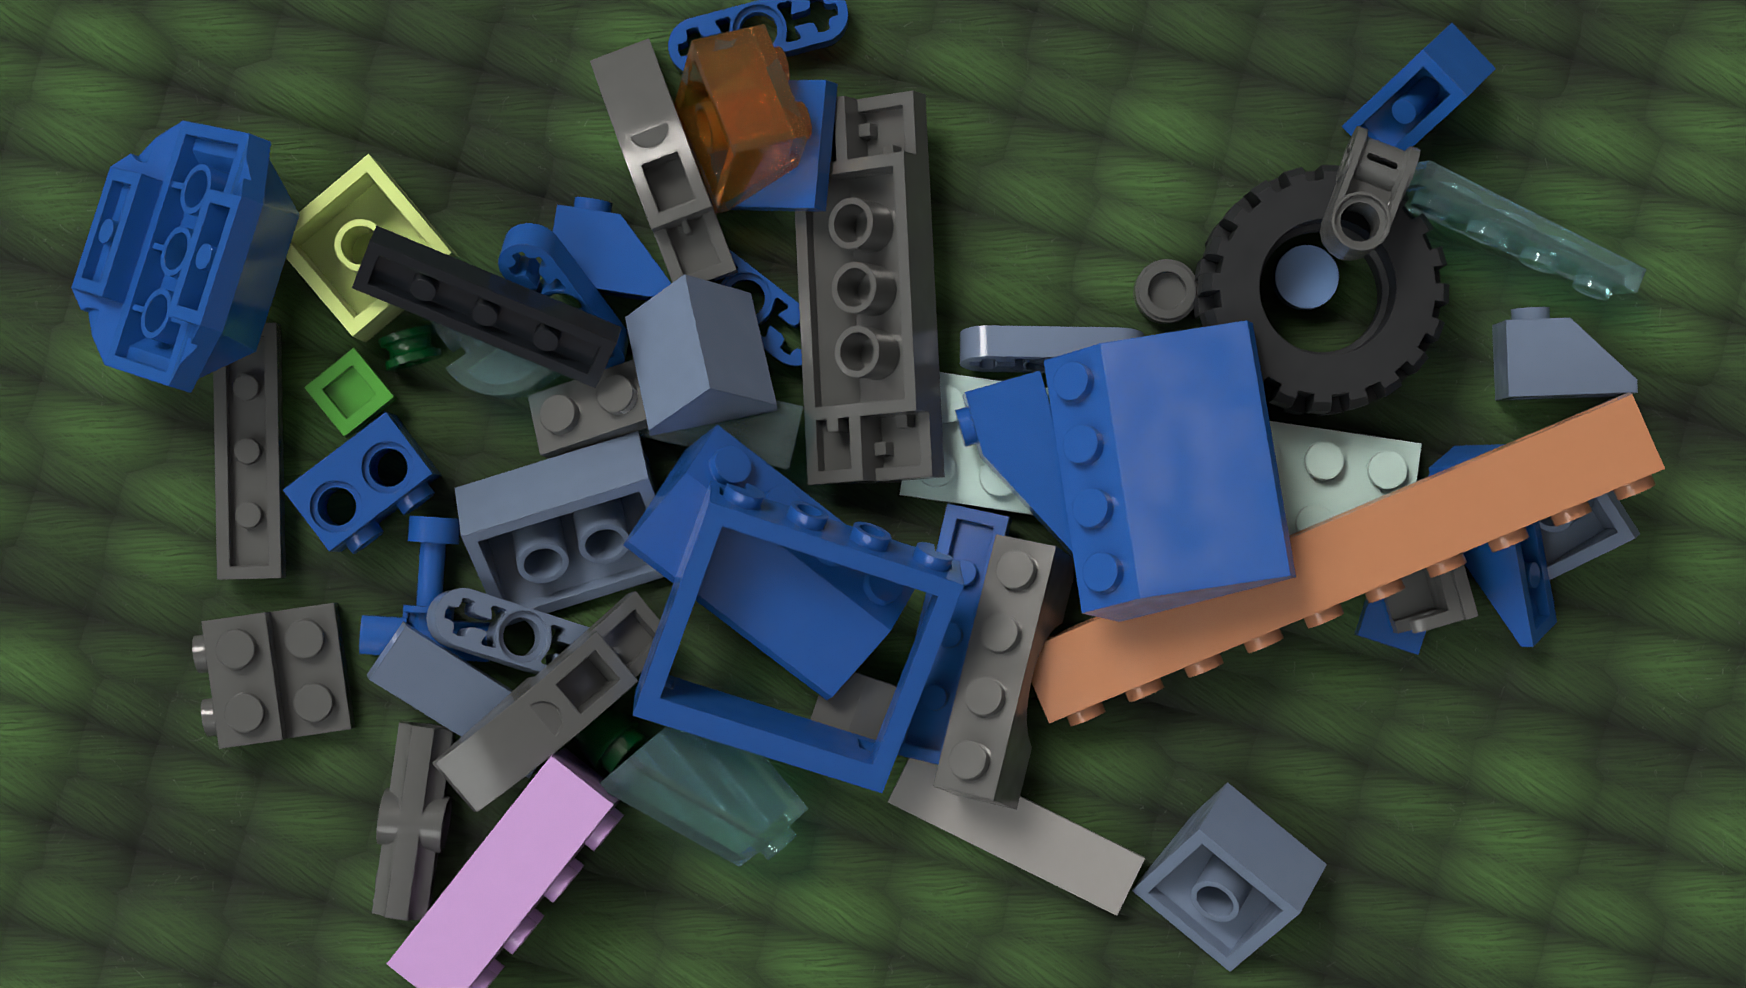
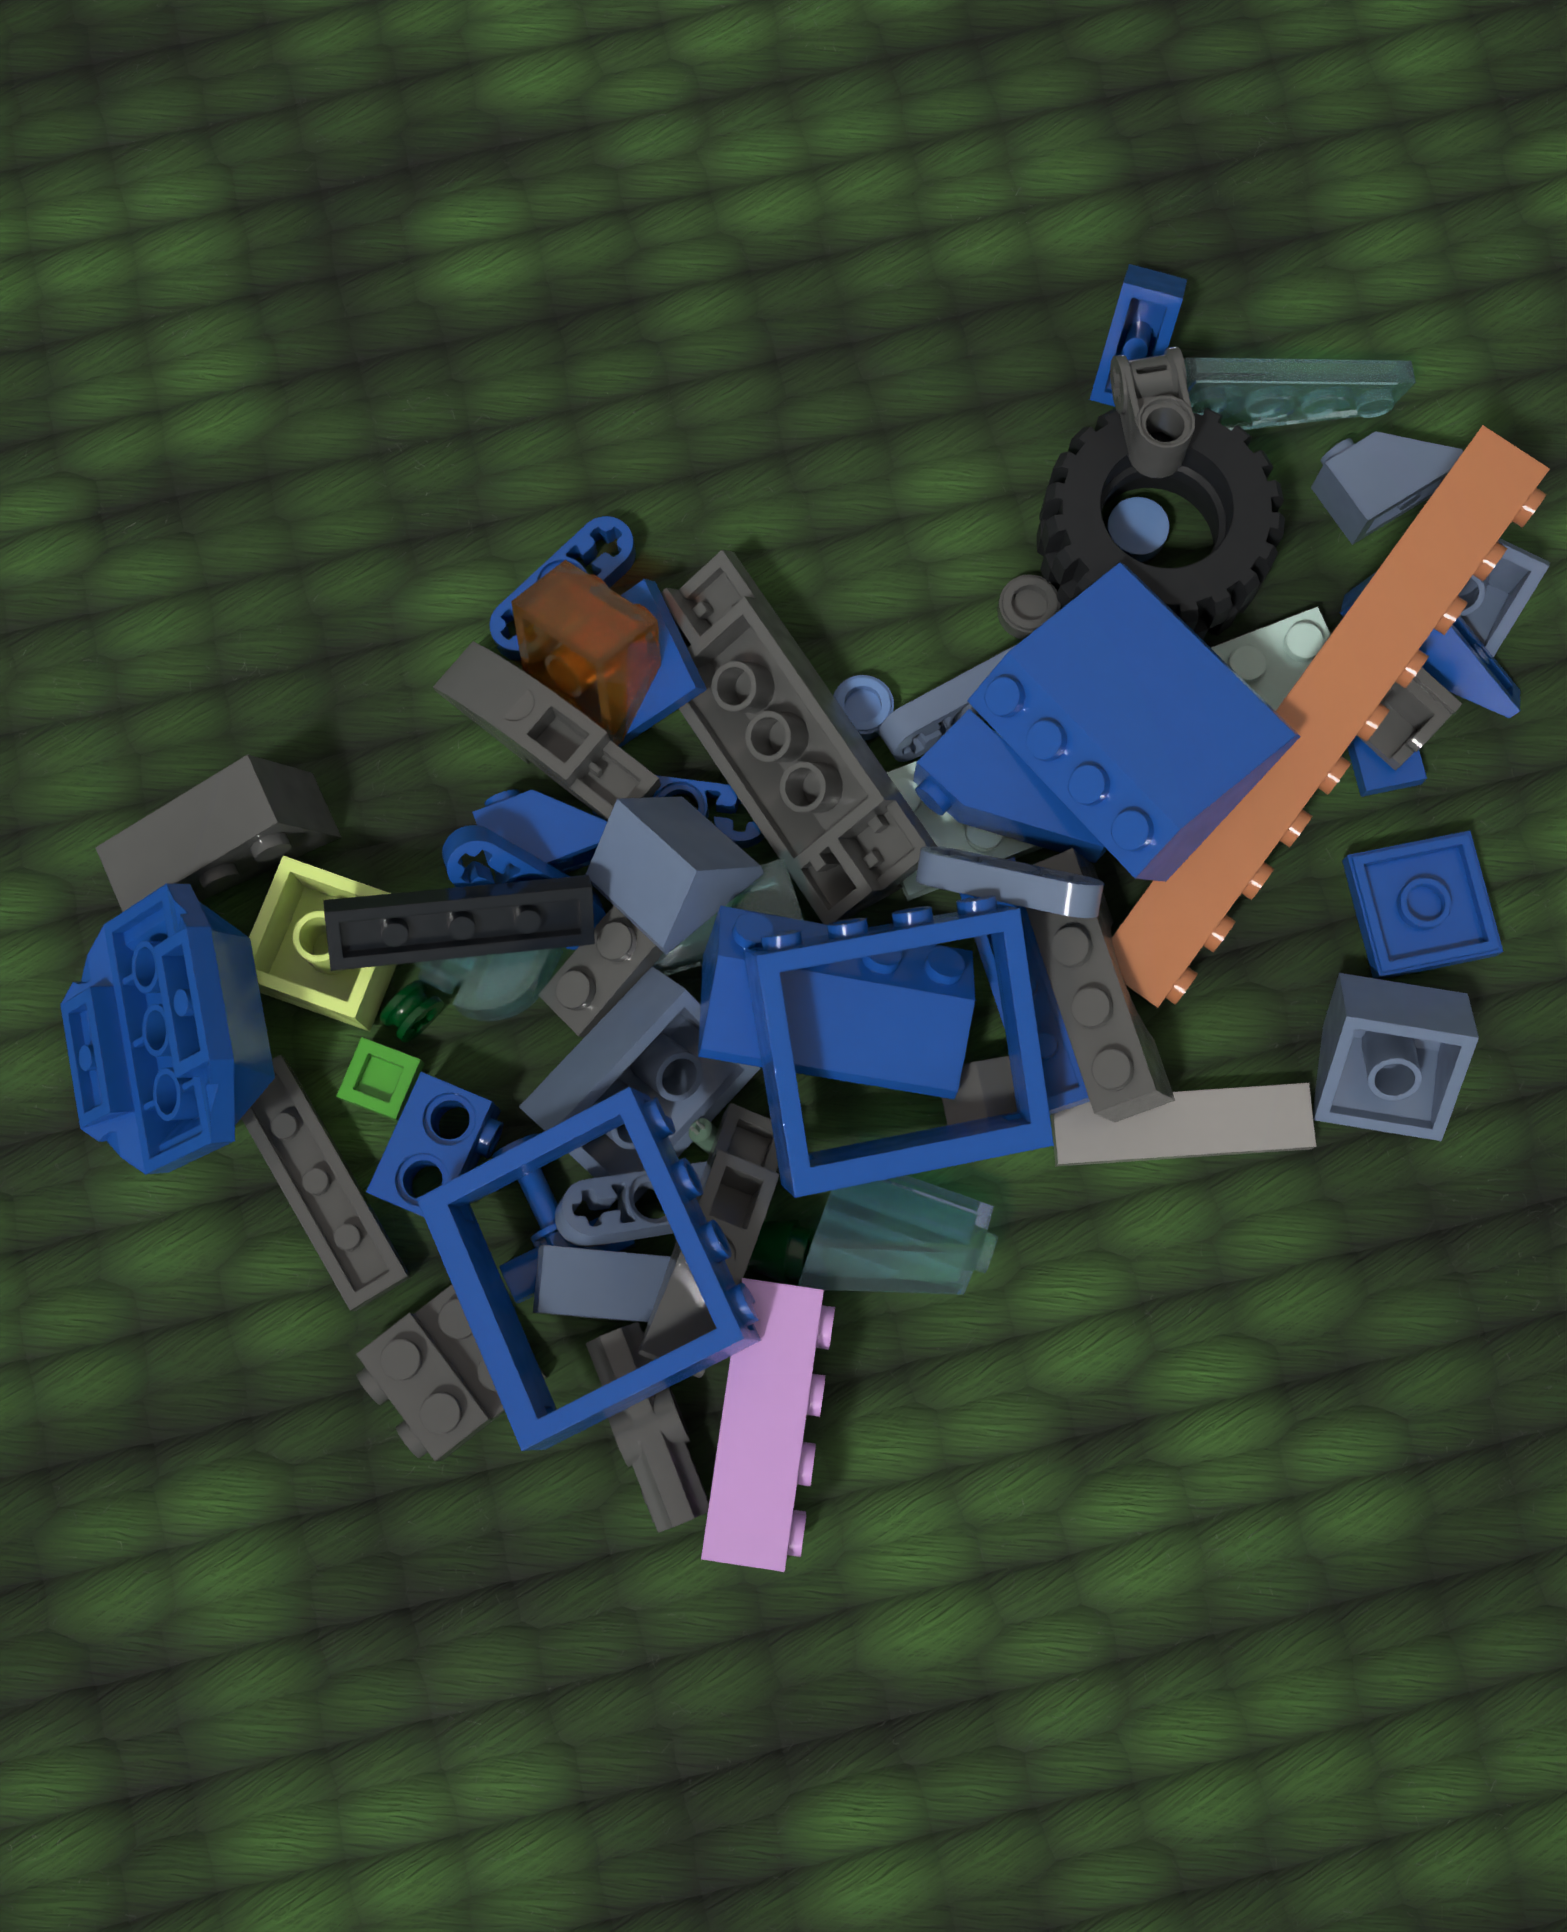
camera: 25 degrees left, 10 degrees down
(324, 95) = (220, 832): none -> dark grey wedge
(329, 663) = (492, 1314): none -> blue window
(600, 600) = (703, 1134): none -> sand green piece
(963, 298) = (866, 703): none -> medium blue tile
(978, 548) = (1010, 881): none -> sand blue beam
(1341, 763) = (1422, 905): none -> blue plate

